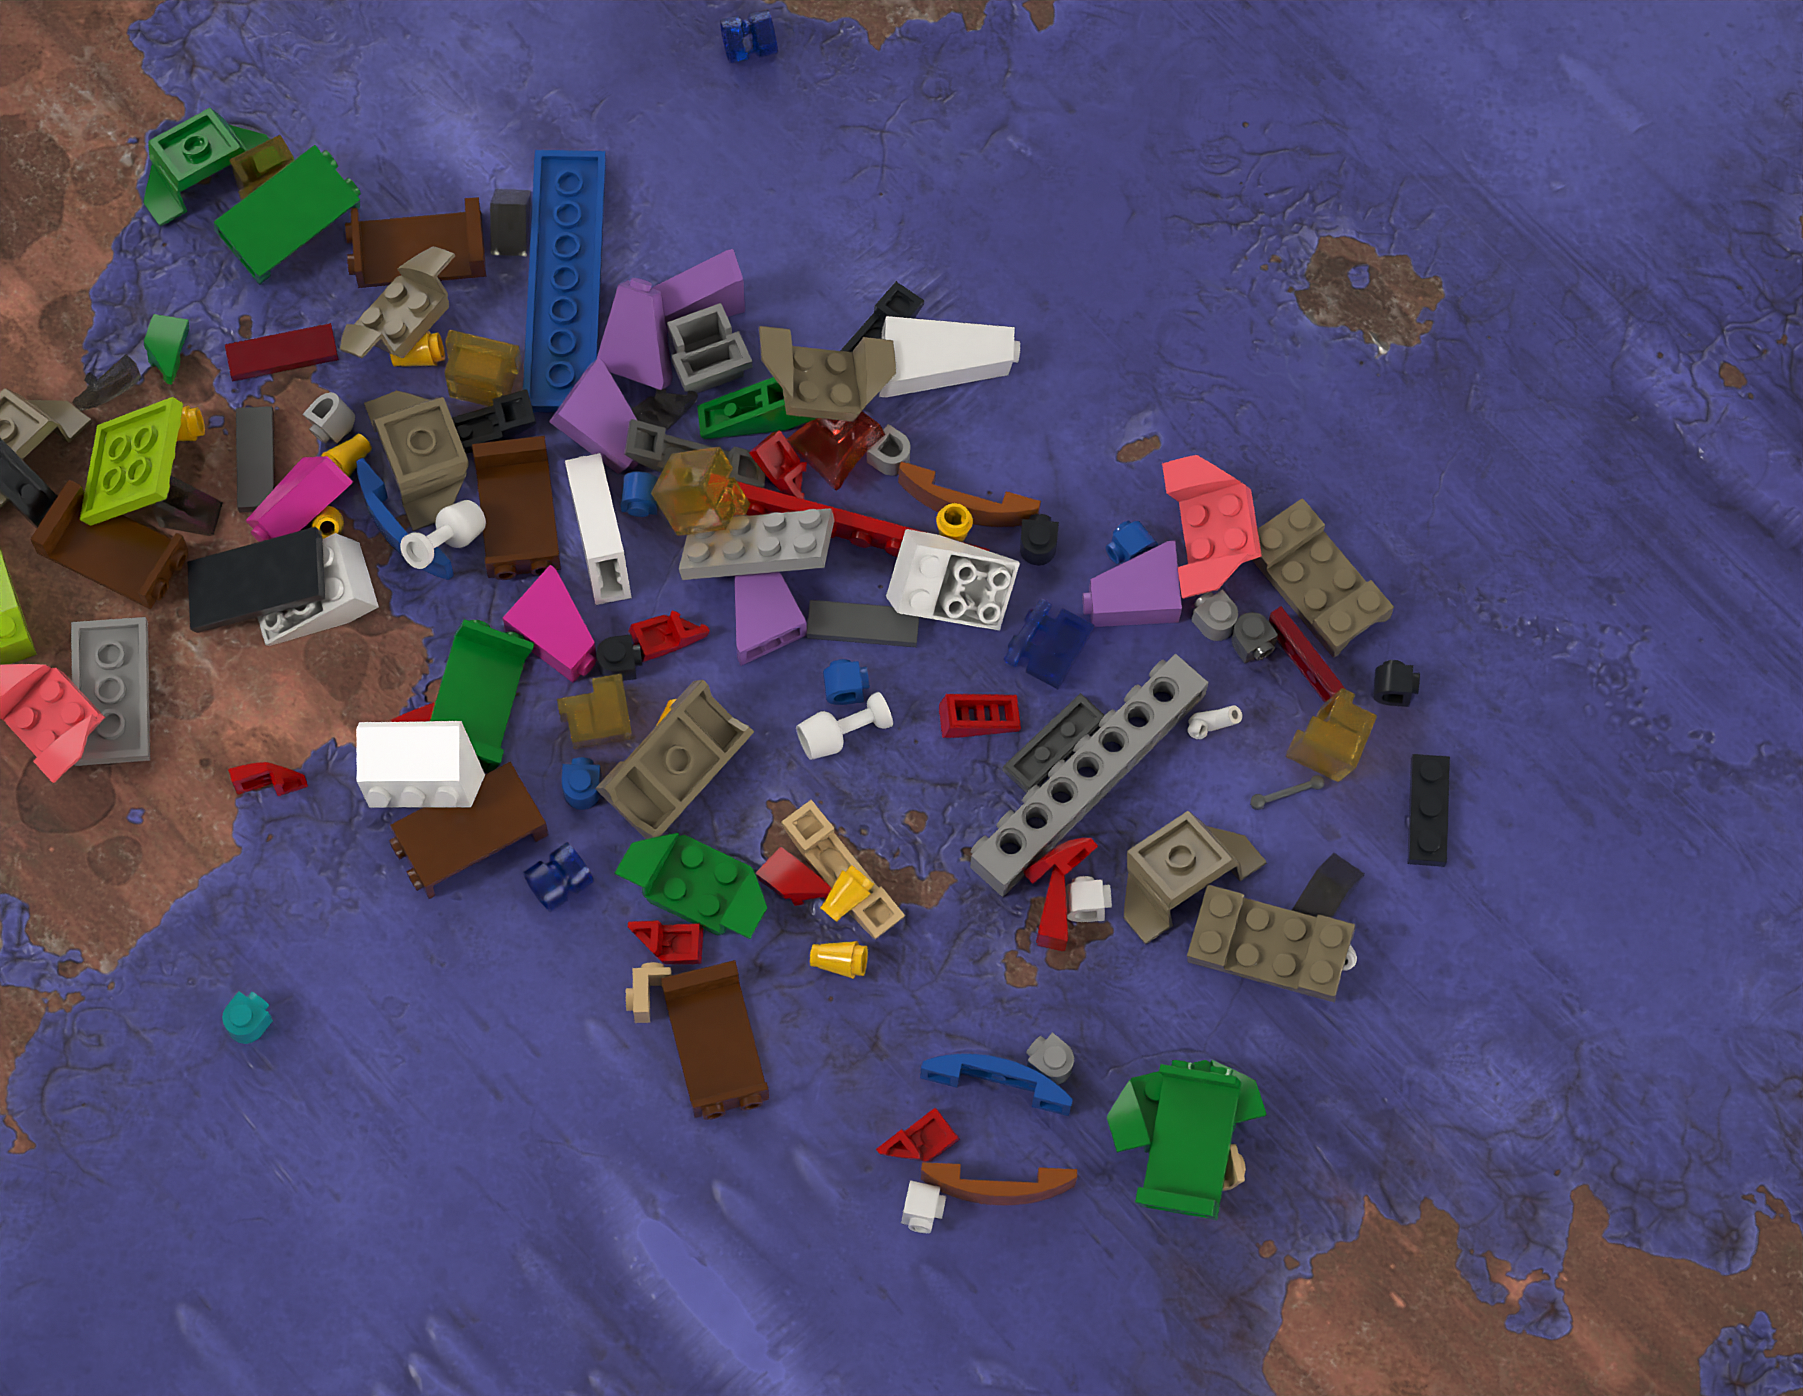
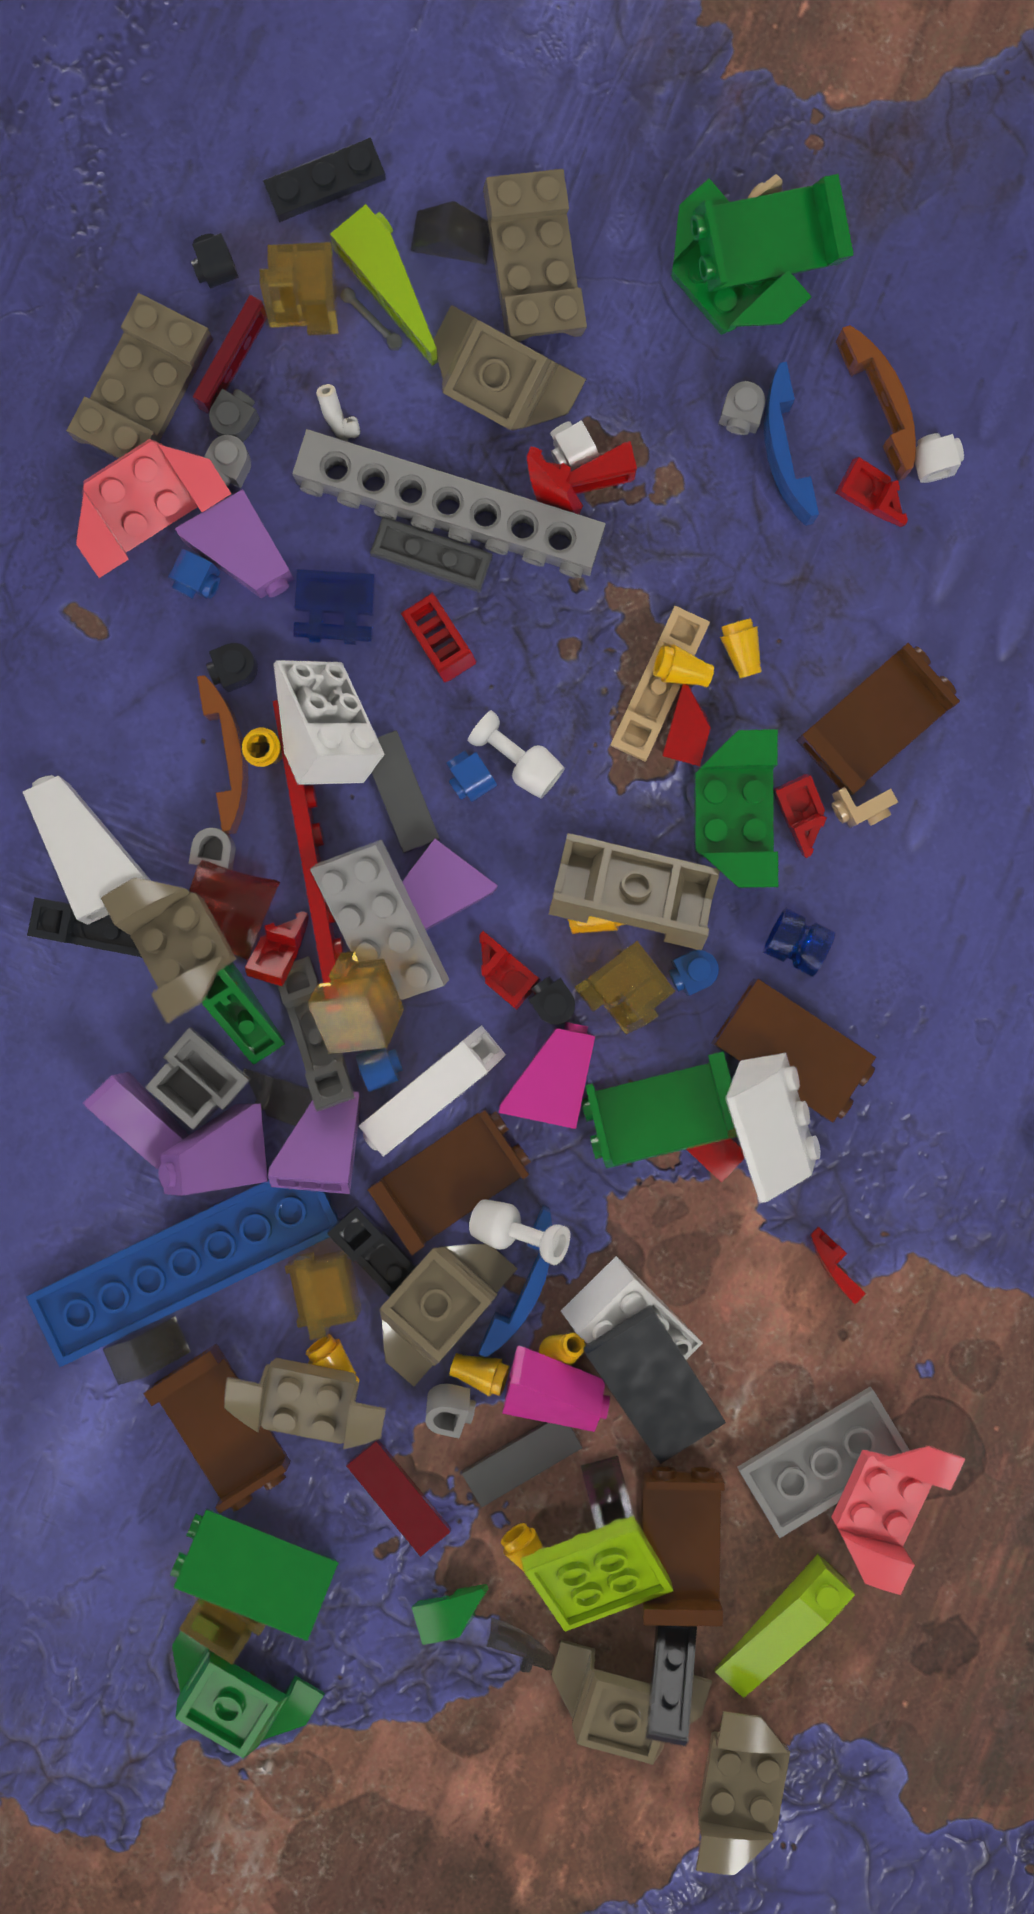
camera: 120 degrees left, 20 degrees up
(1324, 815) = (372, 256): none -> lime slope

